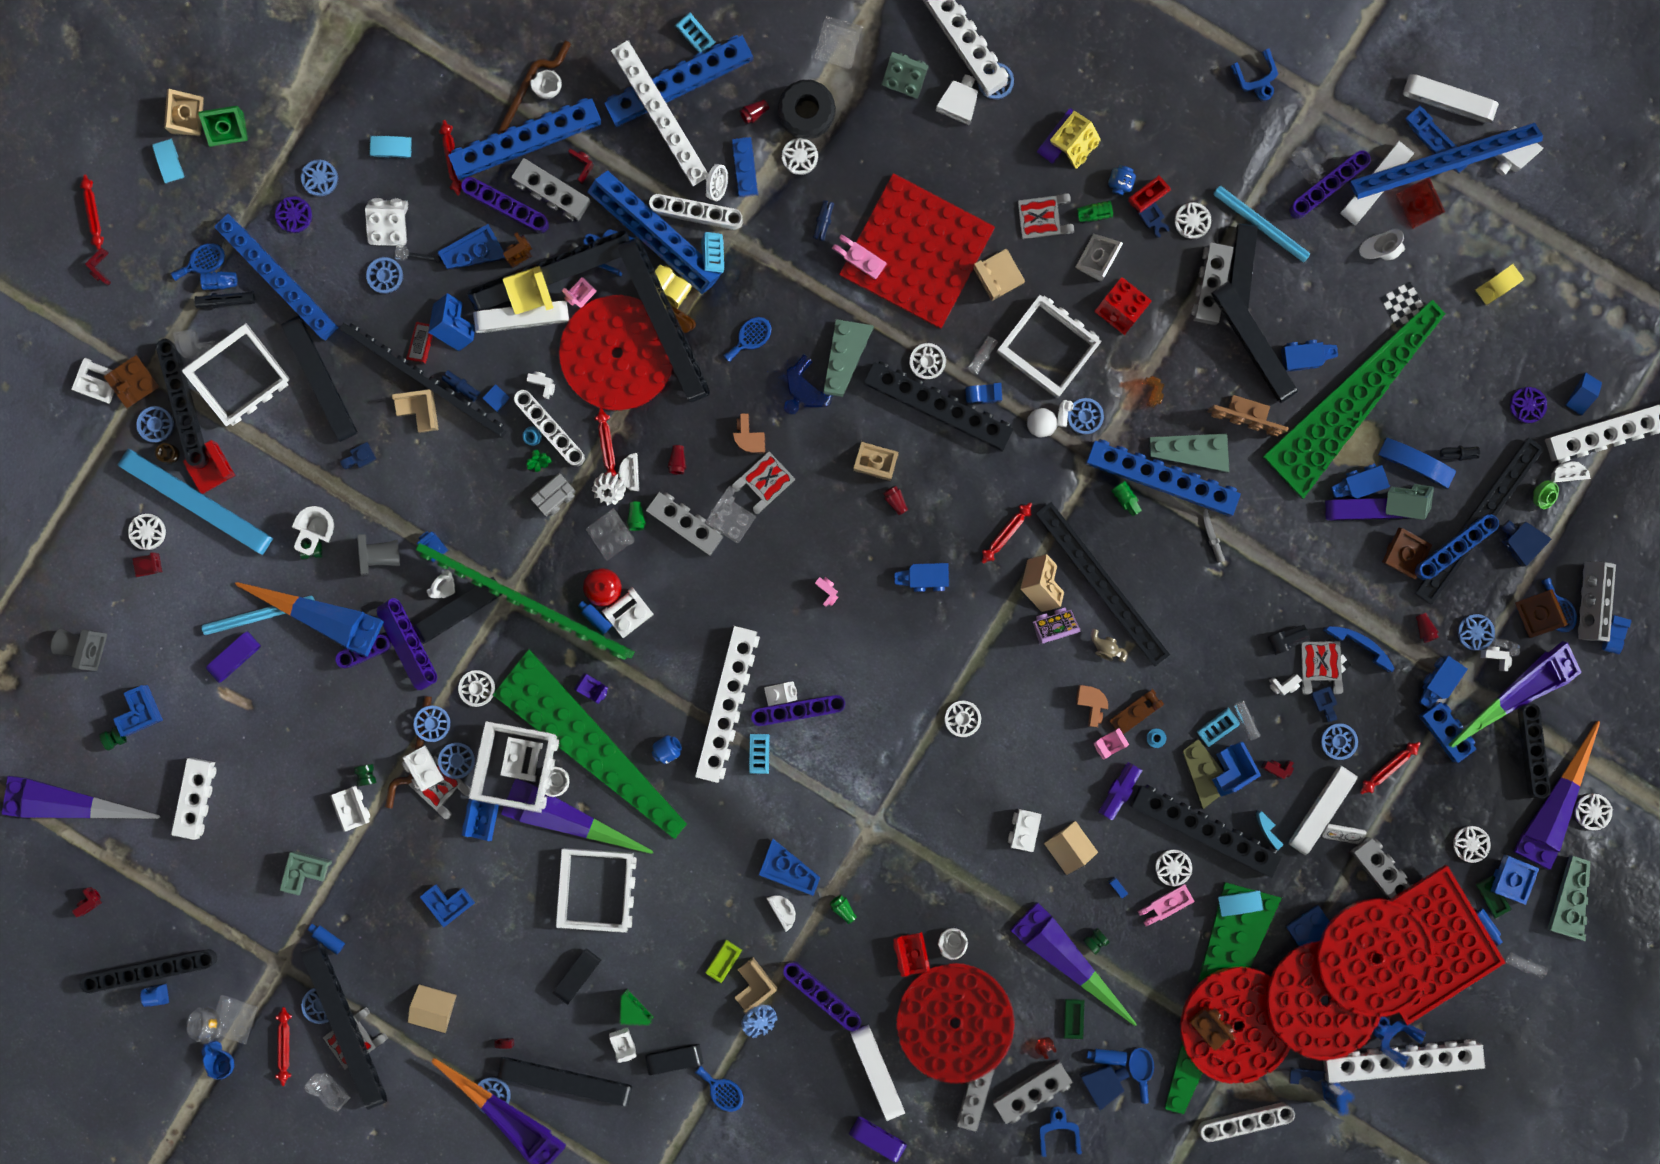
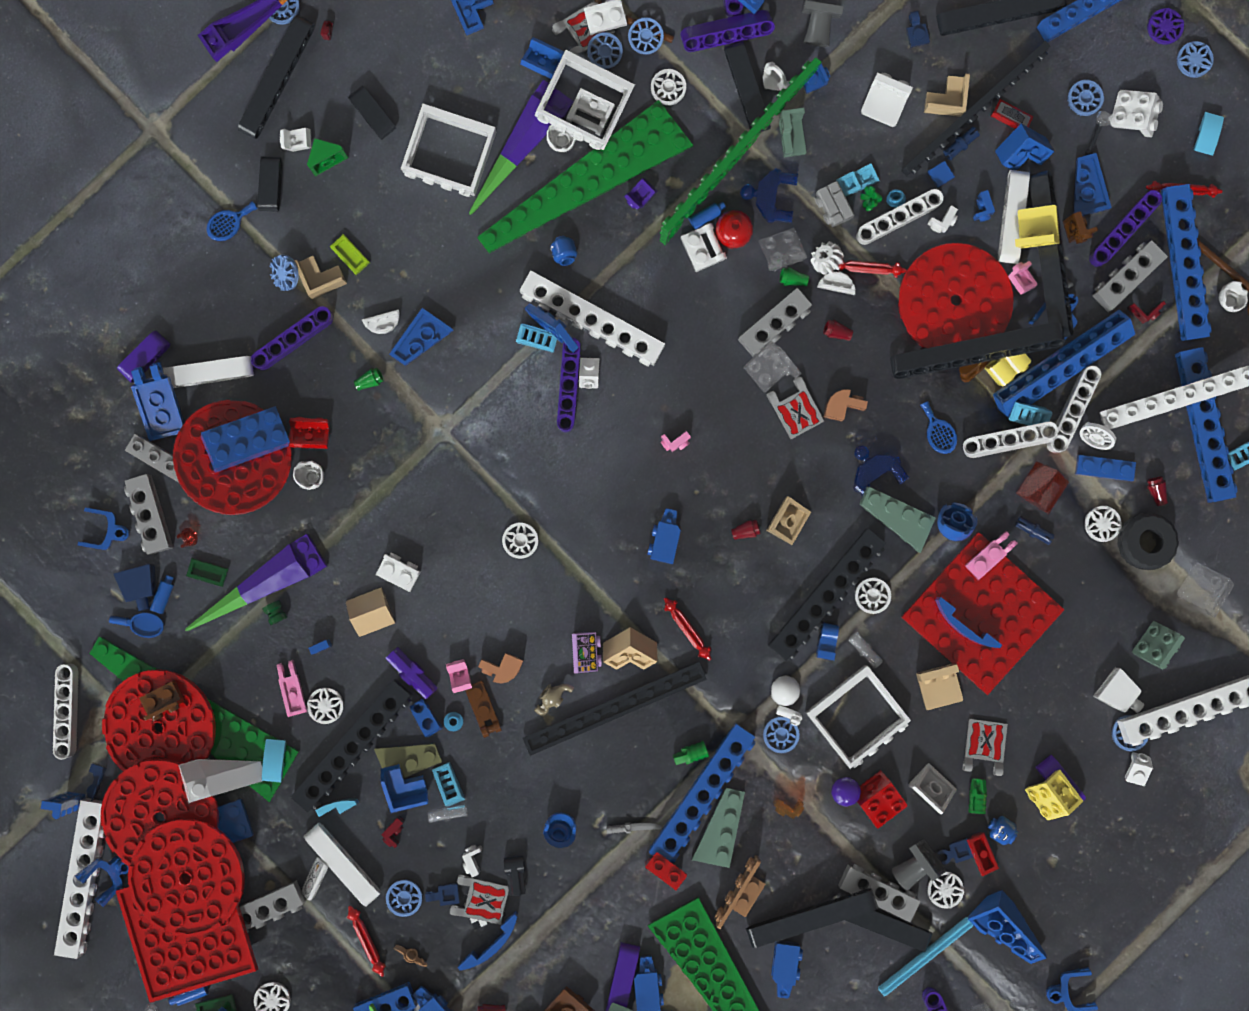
camera: 105 degrees right, 0 degrees up
(436, 470) = (886, 99): none -> white bracket
(493, 553) = (792, 132): none -> sand green panel
(514, 348) = (985, 203): none -> blue bracket
(522, 478) = (858, 180): none -> medium azure slope
(560, 563) = (766, 195): none -> clear blue connector
(742, 276) = (1018, 433): none -> white beam
(742, 745) = (551, 325): none -> blue wing
(779, 223) = (1043, 487): none -> clear red slope
(835, 298) = (956, 522): none -> blue cylinder
(921, 1112) = (157, 402): none -> blue tile
(924, 285) = (947, 610): none -> blue slope
(935, 1014) = (245, 439): none -> blue brick
(1028, 63) = (1139, 769): none -> white bracket
(1124, 339) = (846, 791): none -> dark purple hair
(1160, 766) = (425, 718): none -> blue leg
(1173, 249) = (915, 868): none -> dark grey plant
(1208, 158) = (1003, 921): none -> blue wedge
(1234, 606) = (560, 830): none -> blue helmet
(1246, 494) = (665, 870): none -> red bracket
(1272, 956) = (212, 777): none -> white wedge
(1393, 720) = (410, 955): none -> medium nougat piece

